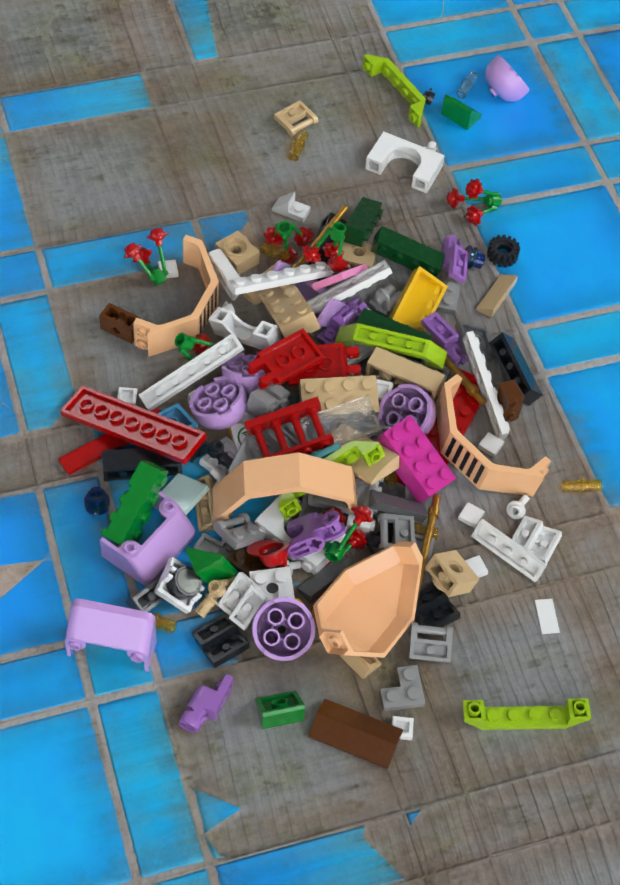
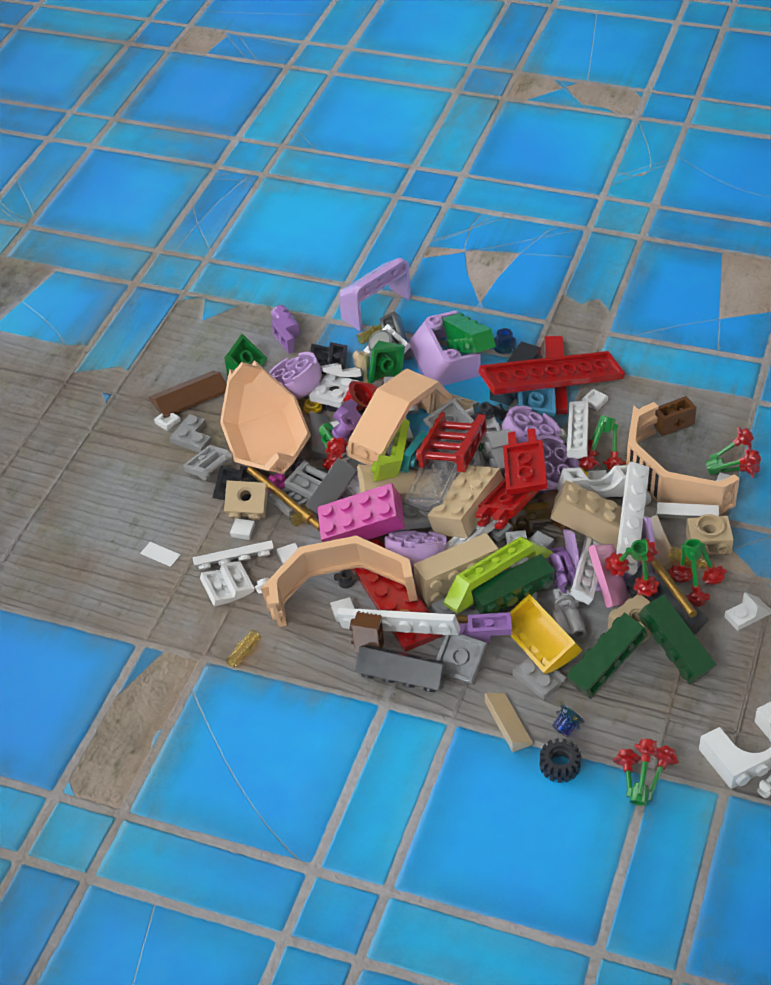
camera: 135 degrees right, 10 degrees down
(185, 491) = (467, 385): light aqua tile -> none
(455, 258) = (574, 698): medium lavender plate -> none
(526, 717) = (87, 502): lime slope -> none

